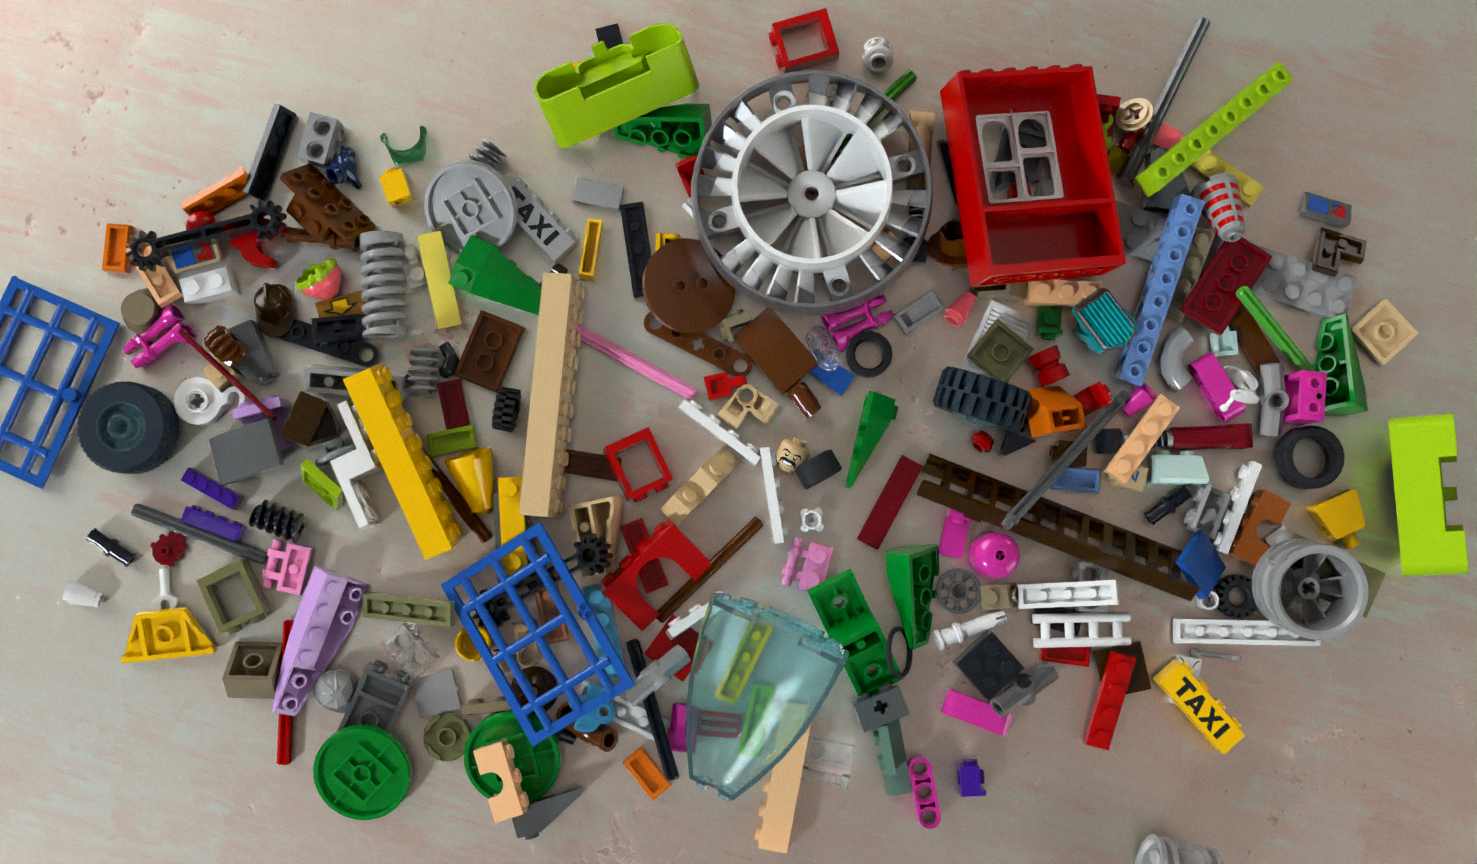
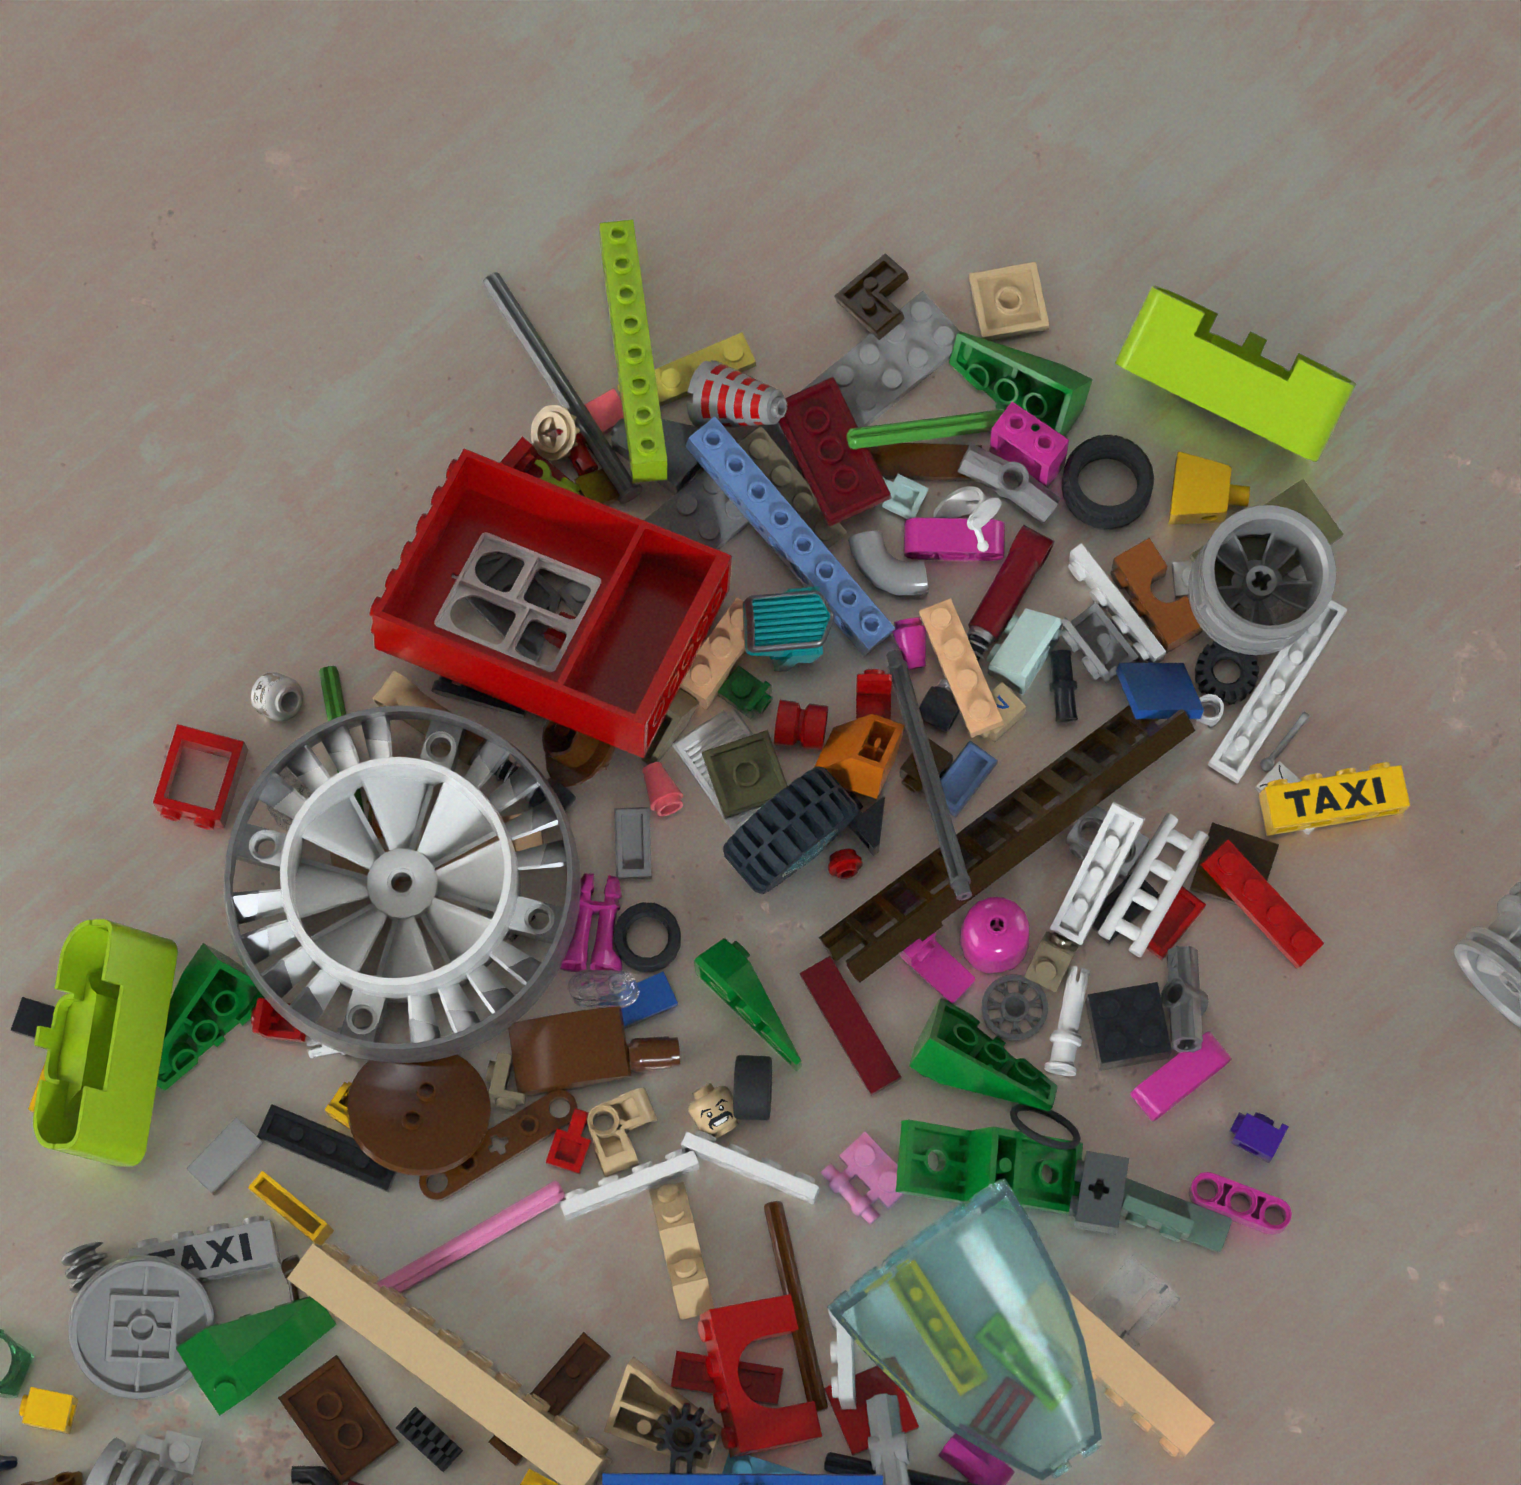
camera: 55 degrees left, 10 degrees down
(437, 277) = (205, 1427): light yellow tile -> none
(628, 442) = (600, 1343): red window -> none
(816, 524) = (809, 1127): white plate -> none
(1326, 210) = (816, 277): slope -> none

